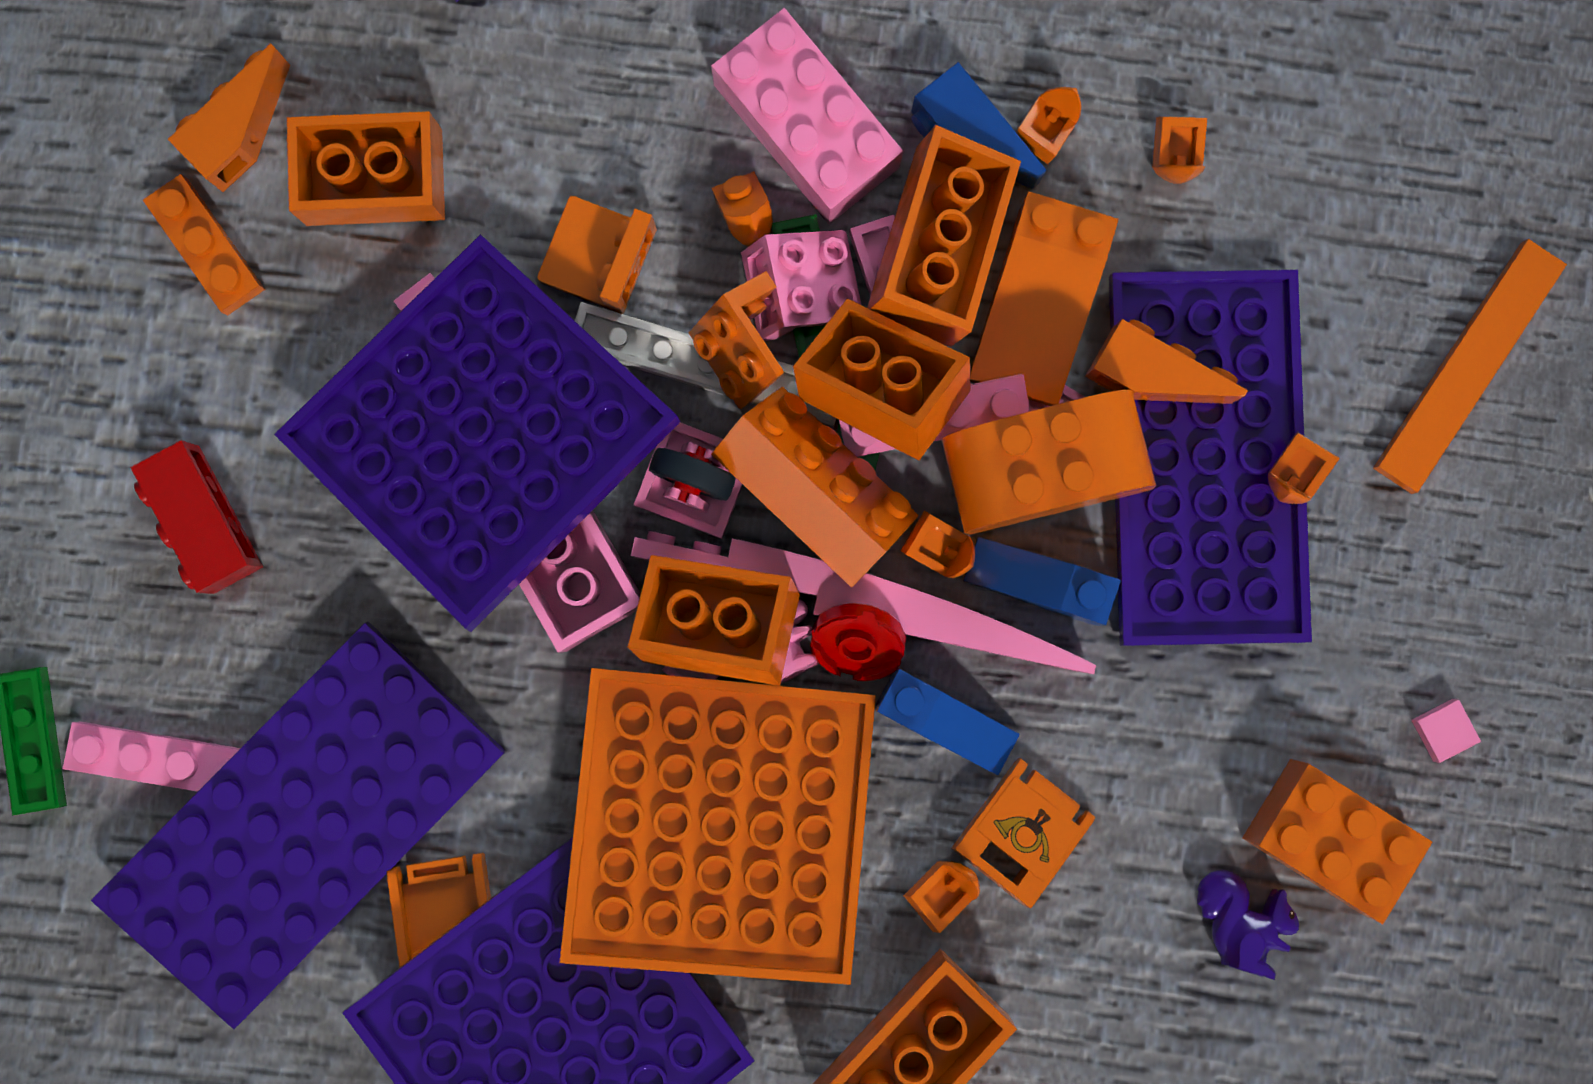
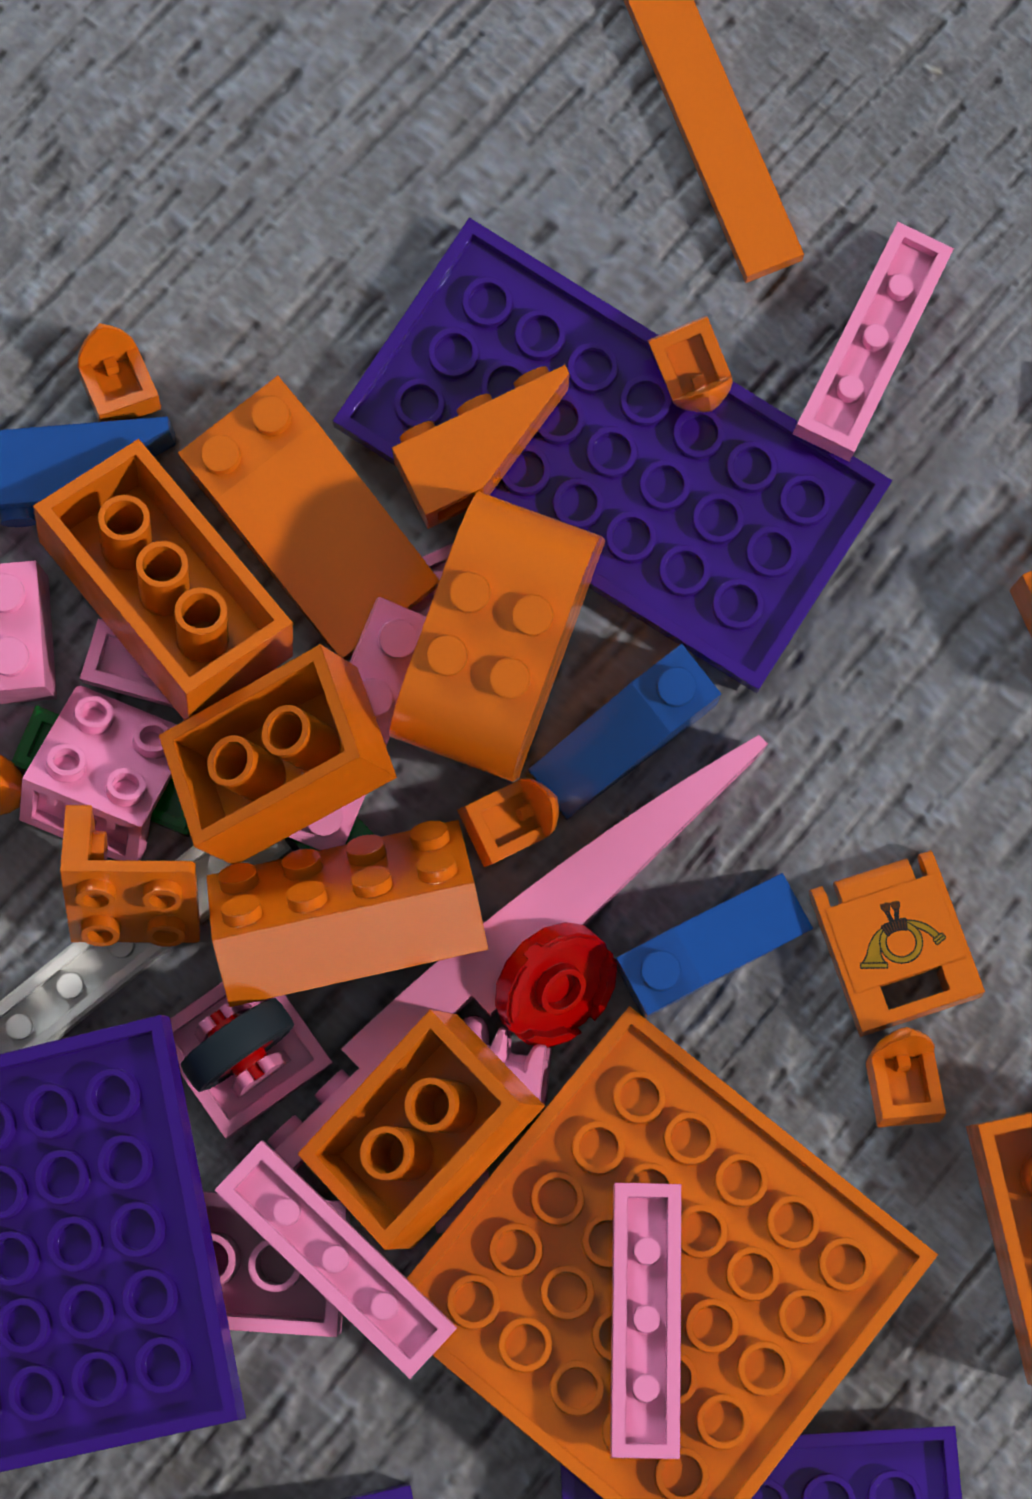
camera: 50 degrees left, 5 degrees down
(602, 621) = (336, 1259): none -> bright pink plate
(690, 834) = (646, 1321): none -> bright pink plate
(1179, 148) = (244, 253): orange plate -> none
(1392, 572) = (873, 341): none -> bright pink plate

